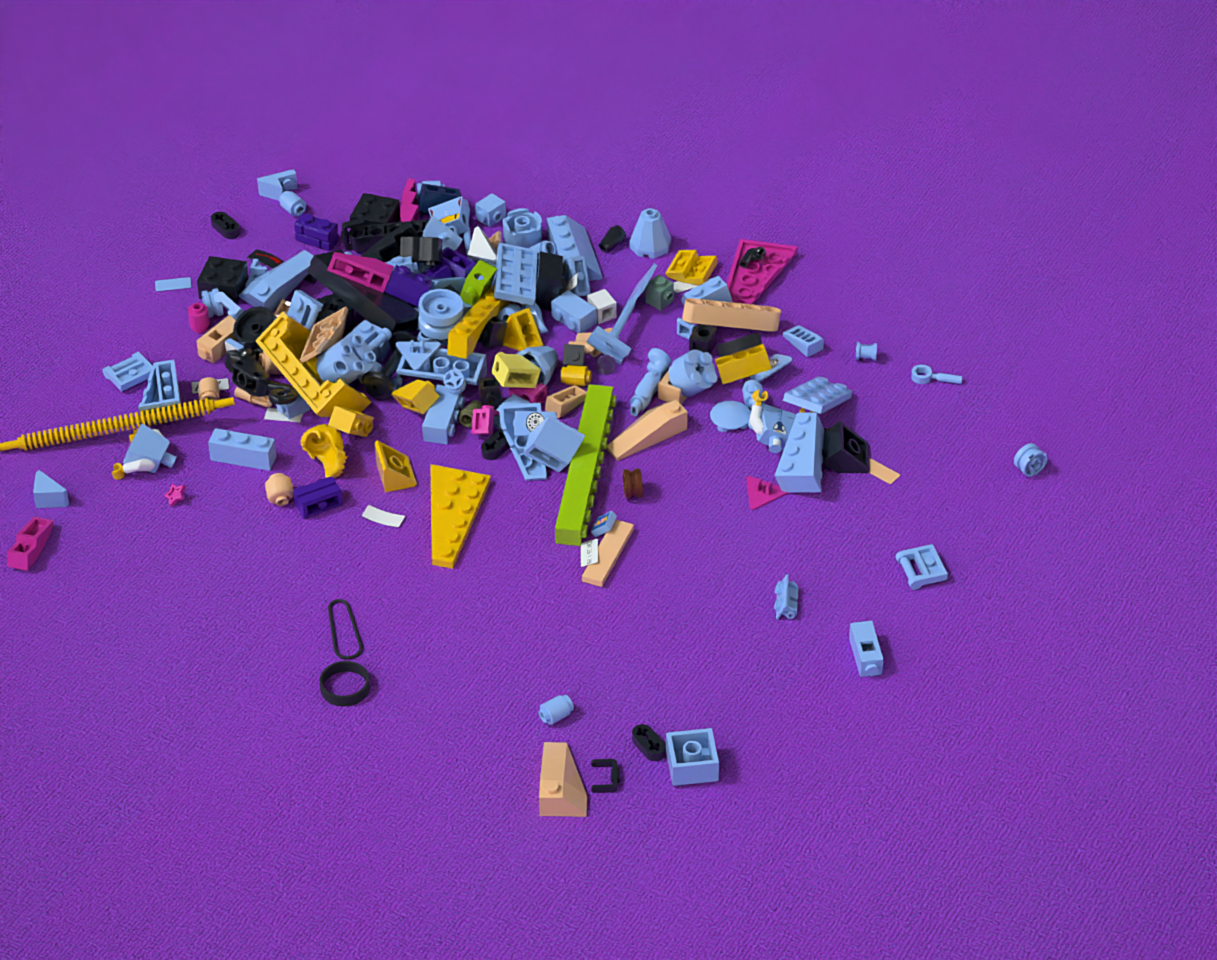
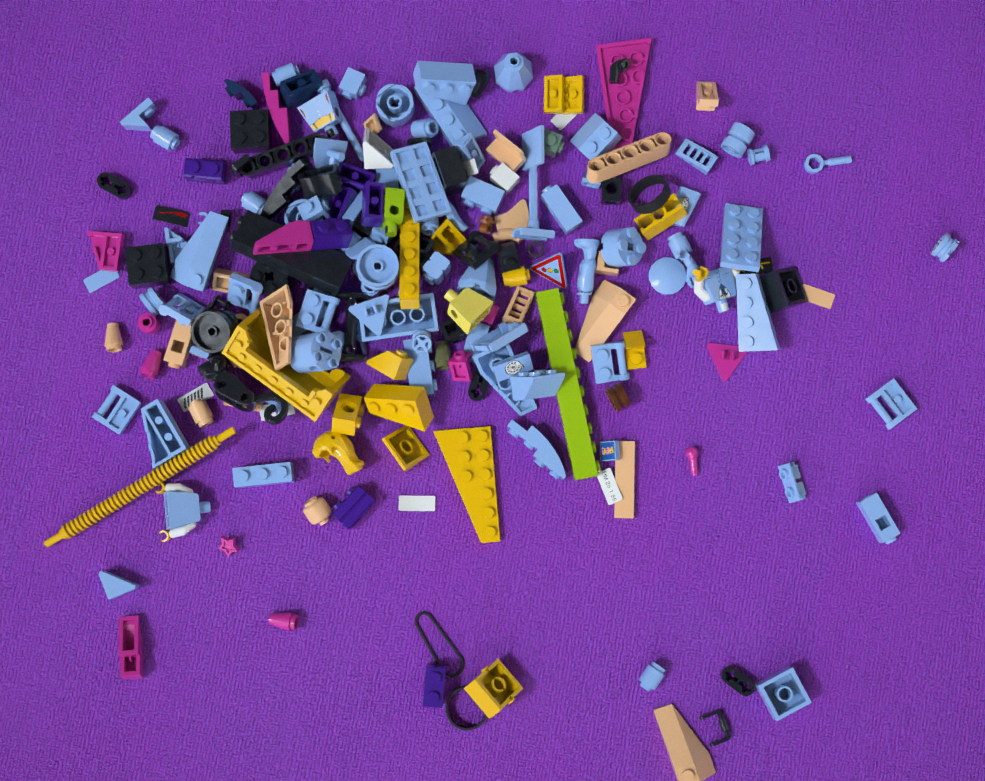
camera: 20 degrees left, 40 degrees up
(157, 323) = (113, 338): none -> light nougat cone
(181, 349) = (151, 365): none -> dark pink cone
(191, 262) = (108, 249): none -> dark pink wing
(196, 563) = (287, 621): none -> dark pink cone
(320, 649) = (434, 685): none -> dark purple brick
(379, 187) = (238, 92): none -> dark blue slope
(380, 662) = (493, 688): none -> yellow brick
(410, 425) = (400, 404): none -> yellow wedge
(459, 271) = (373, 204): none -> dark purple brick
(498, 339) = (436, 269): none -> light blue brick
(532, 499) = (545, 452): none -> light blue slope
(543, 340) = (471, 254): none -> black plate
(549, 398) = (499, 337): none -> light blue container
(567, 331) = (486, 225): none -> dark orange plate
(578, 214) = (445, 80): none -> light blue wedge
(615, 285) = (506, 152): none -> light nougat panel
(615, 376) = (552, 269): none -> piece
(631, 456) = (603, 362): none -> light blue plate
(645, 337) = (561, 209): none -> light blue brick
(668, 461) = (634, 350): none -> yellow slope
(689, 550) = (692, 455): none -> dark pink piece
(832, 301) = (706, 96): none -> light nougat slope
(849, 333) = (739, 137): none -> light blue wheel

